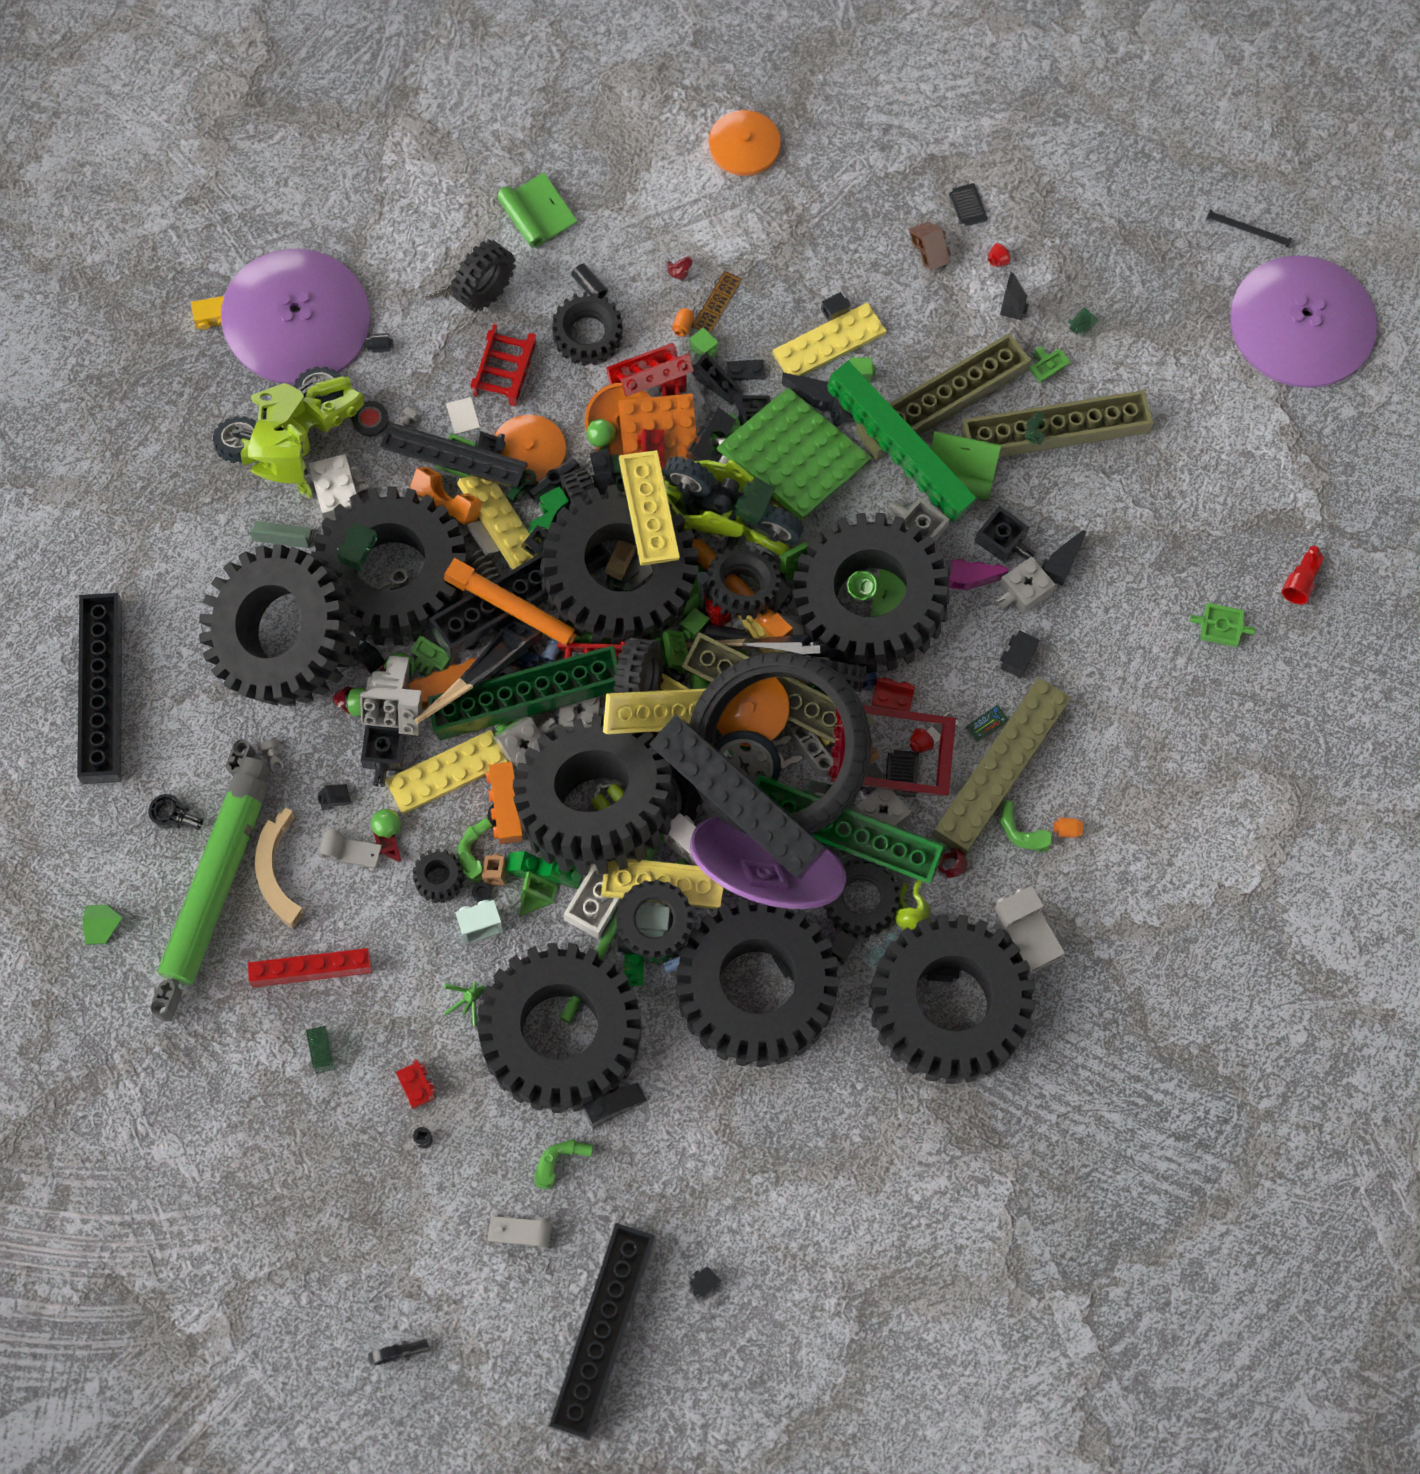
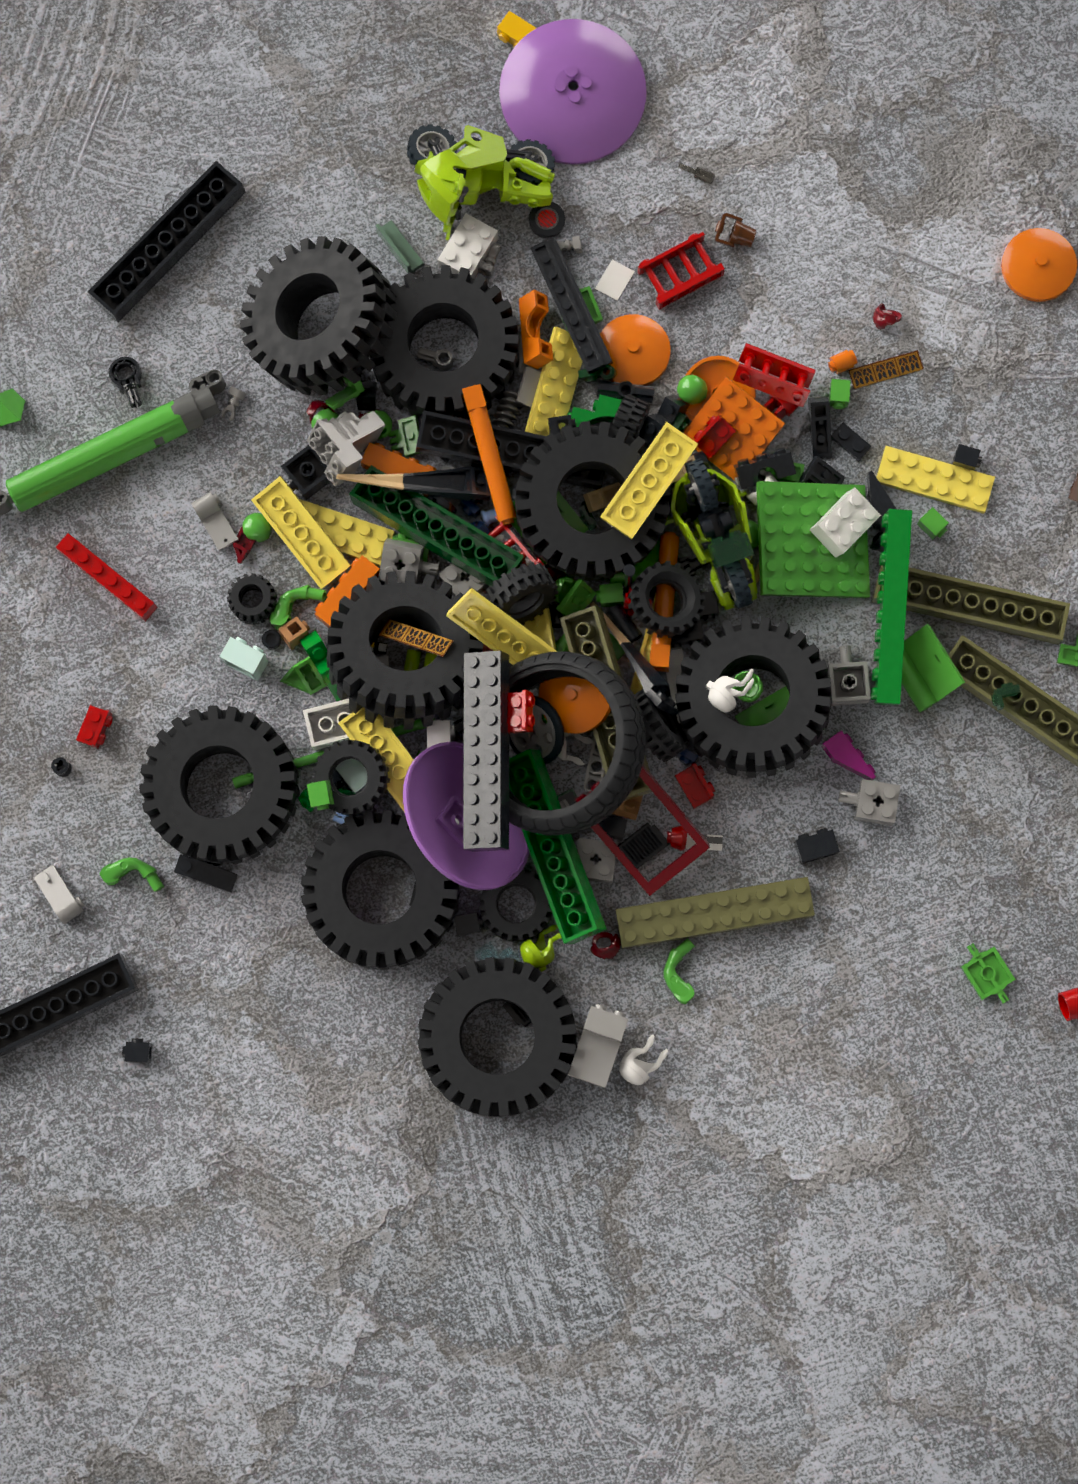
camera: 55 degrees right, 10 degrees up
(264, 865) = (144, 483): tan arch -> none
(320, 1049) = (57, 640): clear green brick -> none
(334, 796) = (243, 473): black bracket -> none
(354, 671) = (351, 391): none -> bright green bracket
(356, 546) = (425, 309): clear green brick -> none
(379, 342) = (610, 168): black brick -> none
(425, 793) = (301, 532): none -> light yellow plate
(470, 995) = (190, 702): bright green plant -> none
(483, 275) = (728, 188): black tyre -> none
(490, 442) = (606, 320): black bracket -> none
(518, 304) = (740, 233): none -> reddish brown piece
(533, 211) = (825, 171): bright green door -> none
(587, 308) = (767, 276): black tyre -> none
(589, 281) = (807, 265): black pin -> none
(597, 775) = (416, 638): none -> sticker
(649, 949) = (320, 795): none -> bright green brick
(732, 745) = (521, 712): none -> red bracket
(789, 560) = (722, 614): bright green hinge -> none
(805, 419) = (845, 522): none -> white brick
(855, 603) = (723, 694): none -> white hair
(987, 723) = (740, 872): clear green tile -> none
(1011, 541) = (899, 760): black brick -> none
(1062, 559) = (922, 810): black slope -> none
(1068, 827) = (713, 1002): orange brick -> none
(1069, 926) = (635, 1070): none -> white hair

